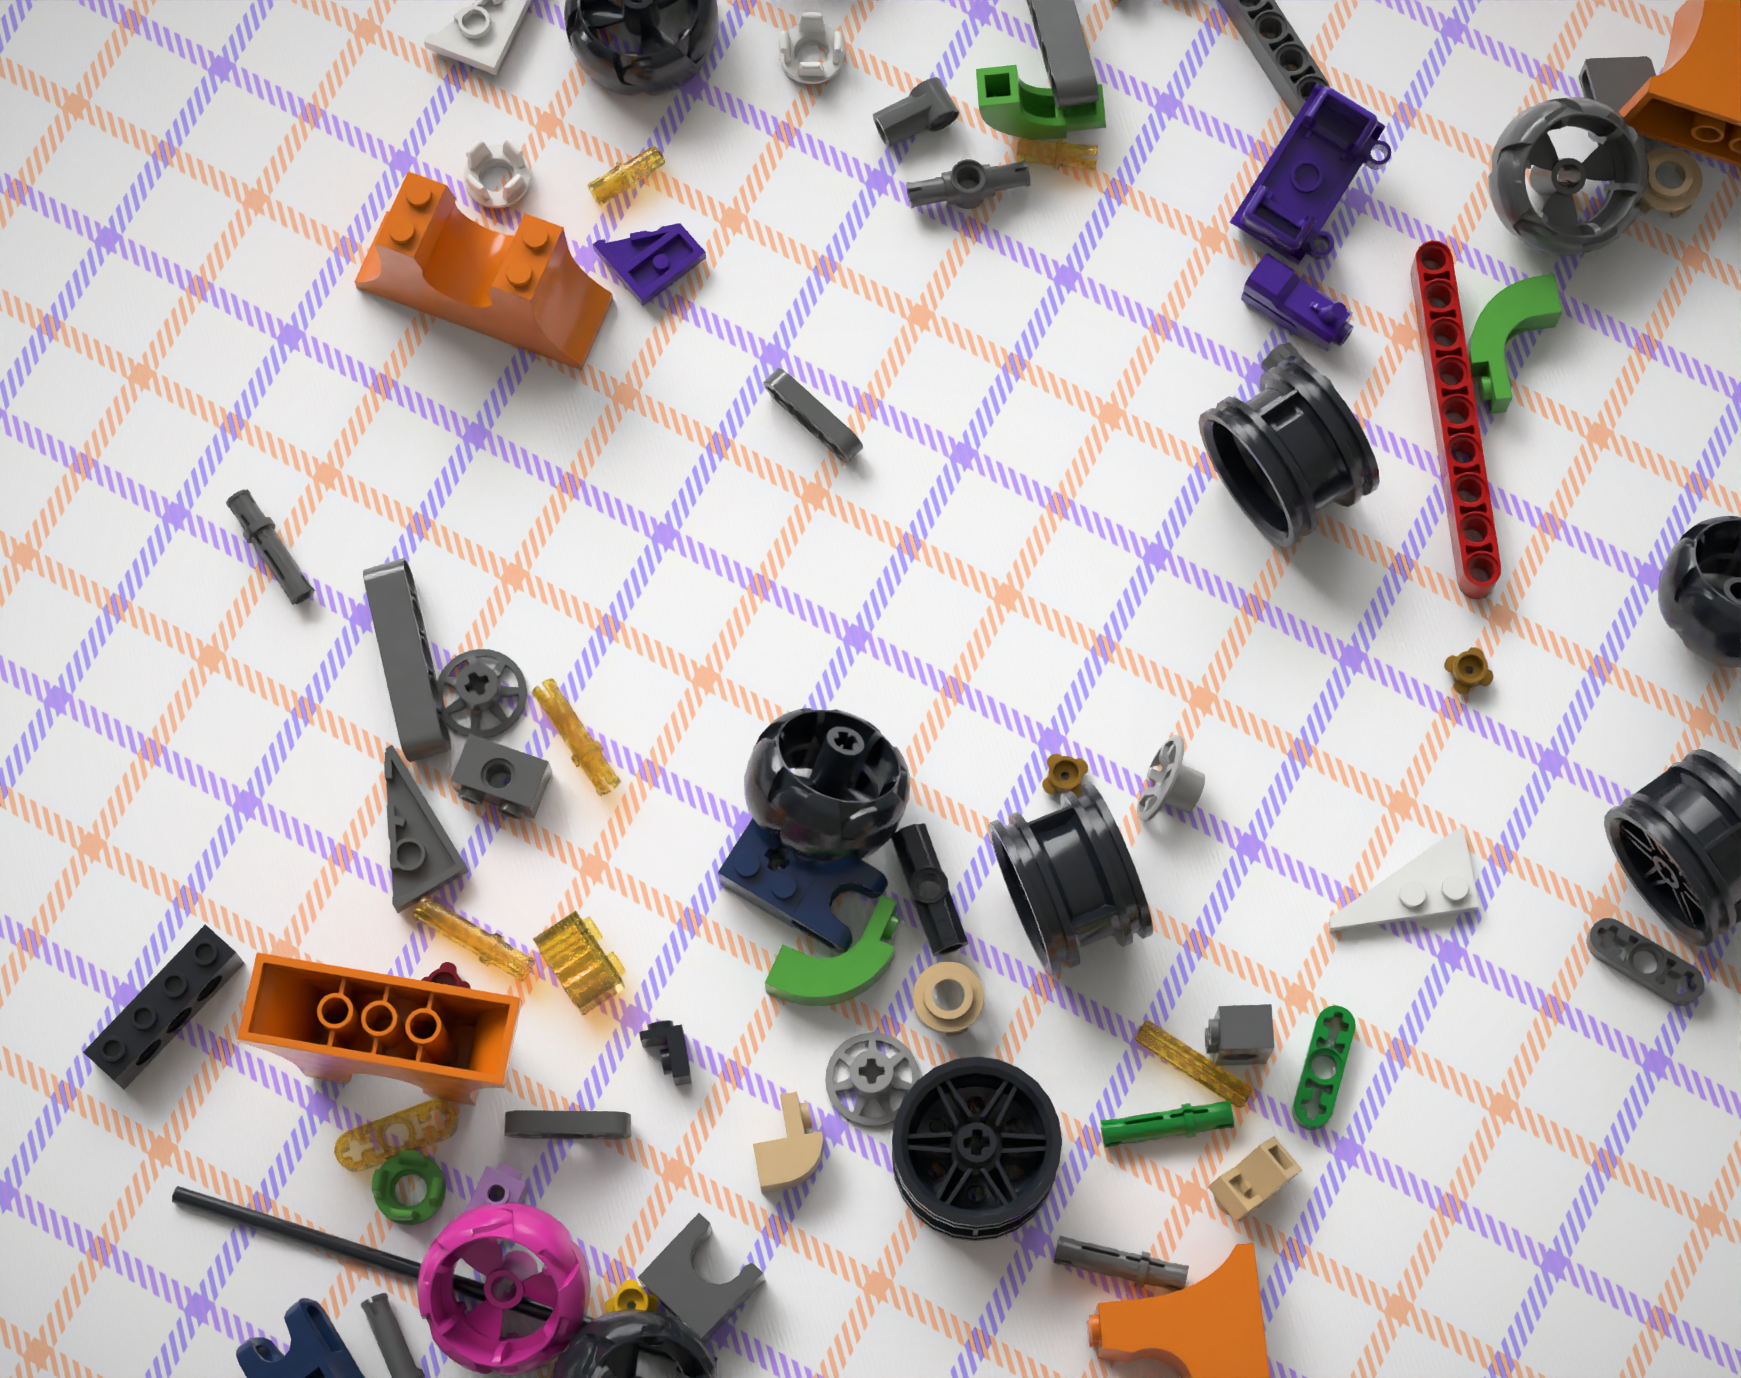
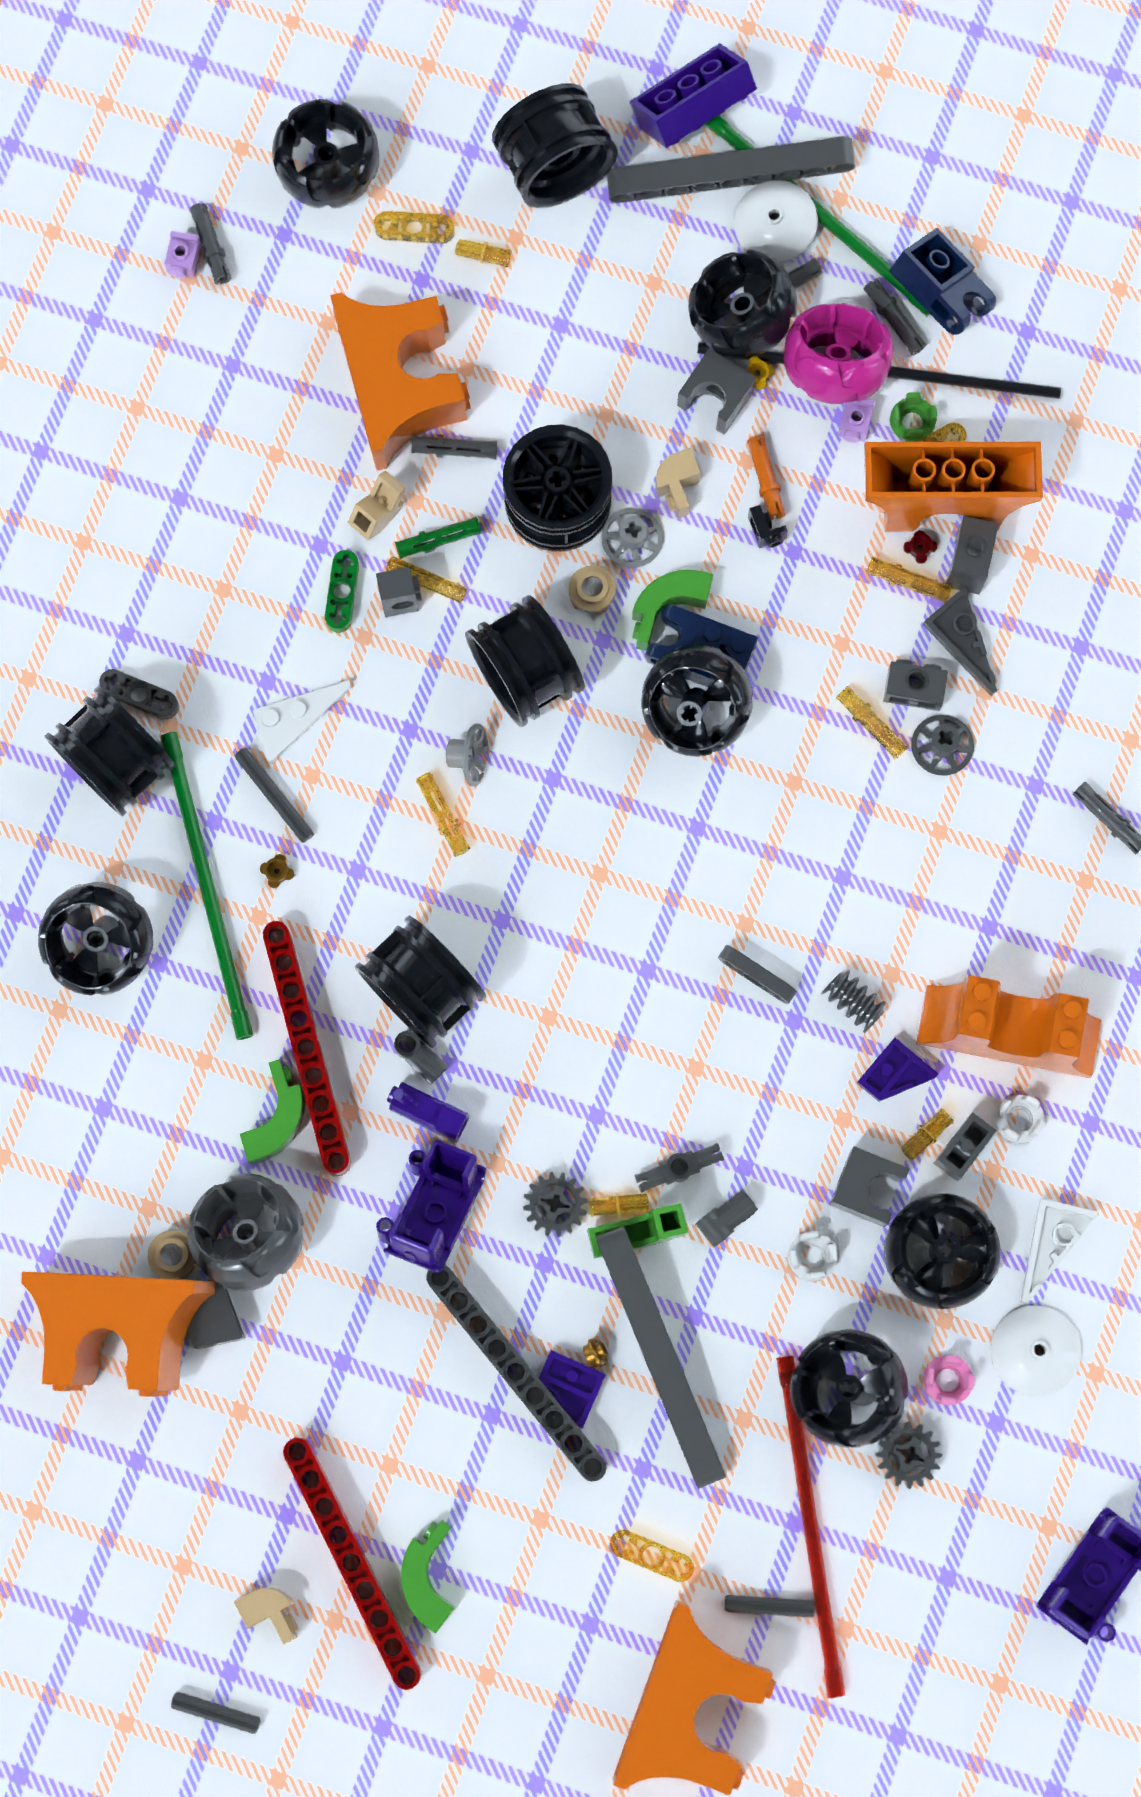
camera: 170 degrees right, 5 degrees up
(164, 1007) = (1097, 499): black brick -> none
(375, 914) = (968, 569): none -> dark grey piece
(406, 660) = (997, 753): dark grey beam -> none
(567, 1124) = (821, 472): dark grey beam -> none
(580, 143) = (964, 1146): none -> dark grey brick
(580, 962) = (836, 574): clear yellow brick -> none
(652, 1132) = (769, 488): none -> orange pin
(683, 359) = (855, 1000): none -> dark grey piece
(733, 130) = (853, 1185): none -> dark grey piece
(936, 914) = (609, 643): black piece -> none
(1064, 764) = (533, 747): pearl gold plate -> none
(1141, 147) = (551, 1217): none -> dark grey gear
(1214, 694) = (458, 843): none -> clear yellow pin
(1460, 780) = (274, 795): none -> dark grey axle
(1600, 858) = (239, 1014): none -> green piece

